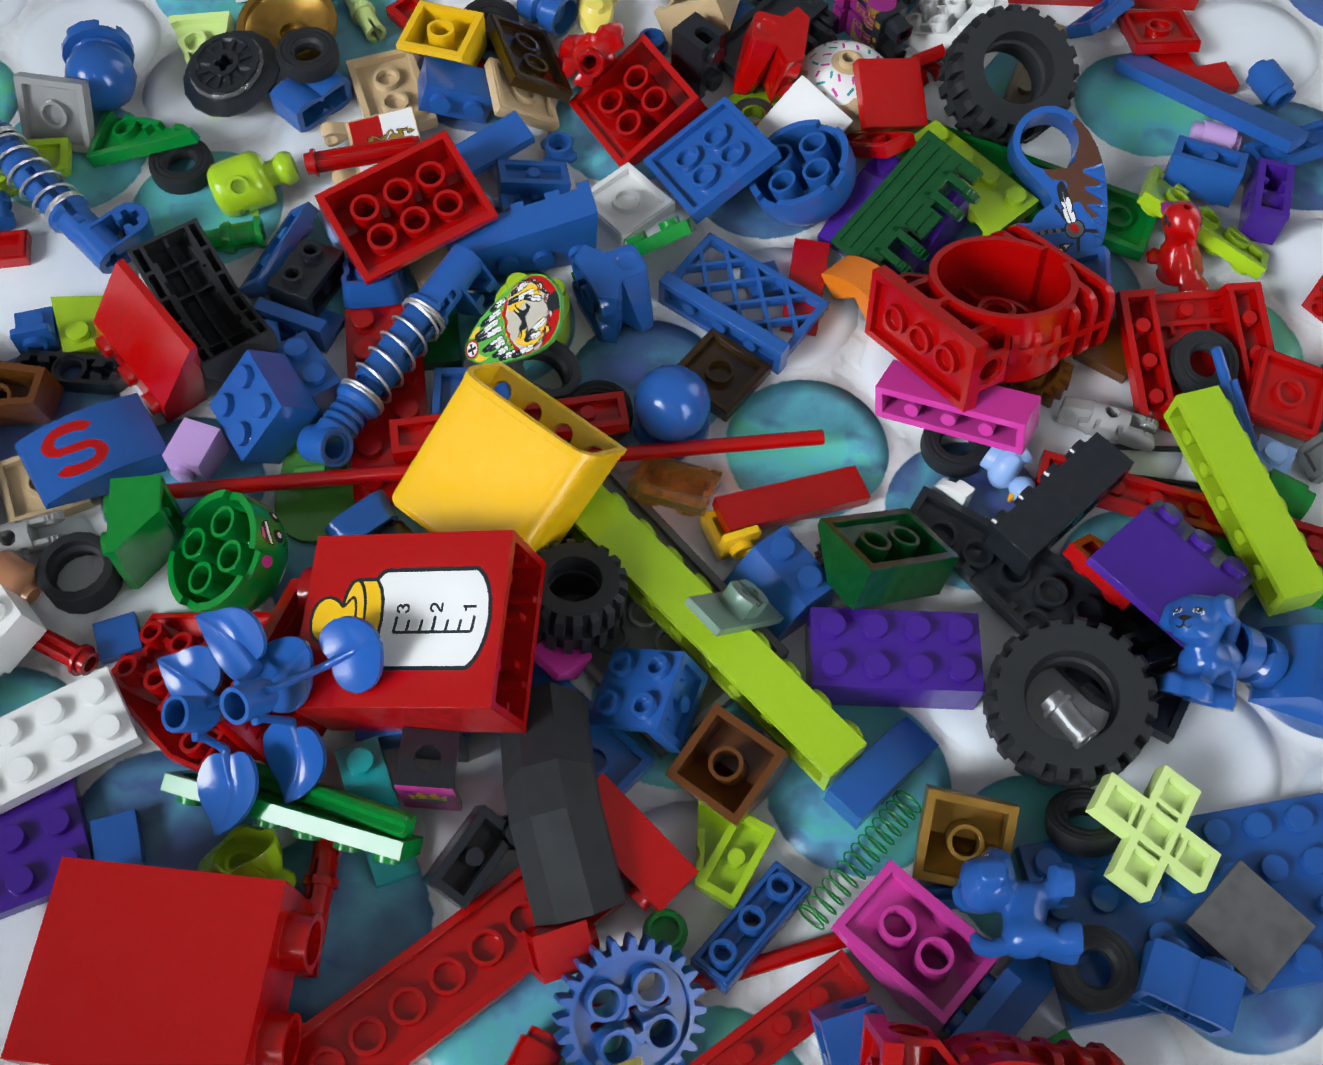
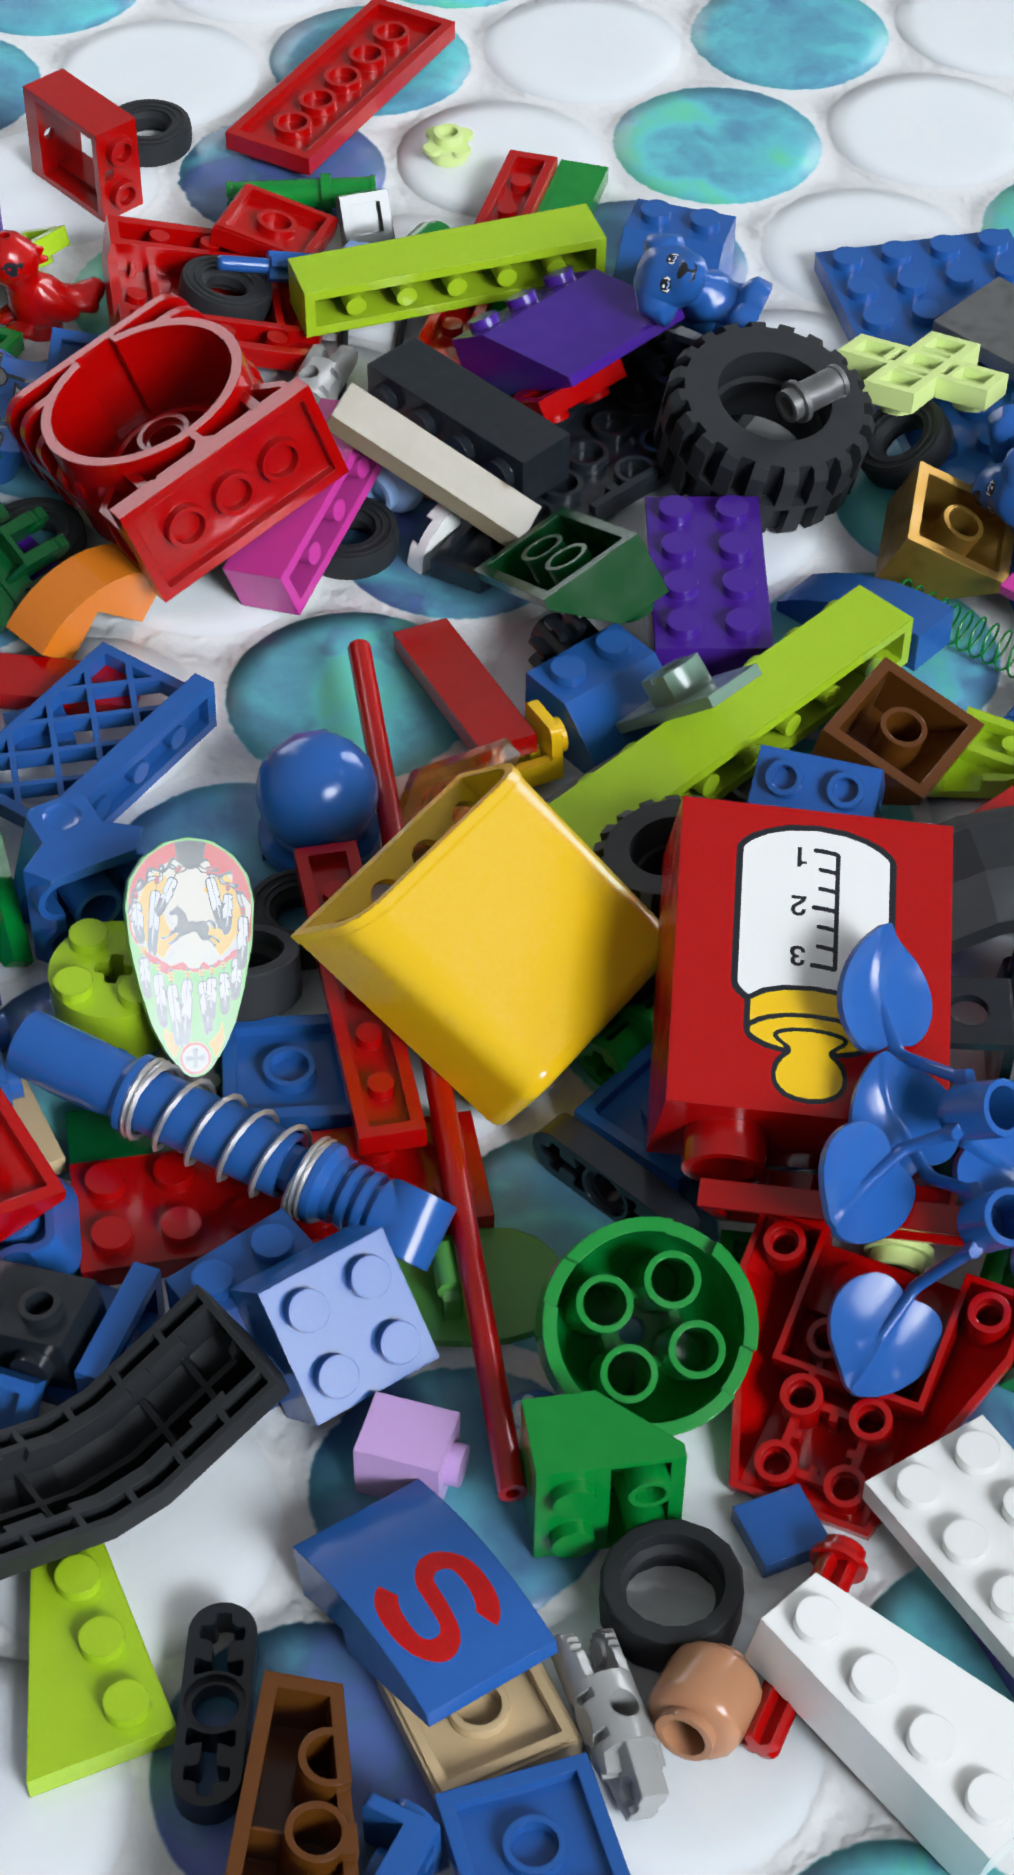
camera: 90 degrees left, 15 degrees down
(35, 330) = (114, 1797): blue bracket -> none
(148, 346) = (212, 1489): red slope -> none
(364, 517) = (549, 1180): blue piece -> none
(727, 370) = (209, 785): dark brown tile -> none
(979, 466) = (432, 466): none -> tile

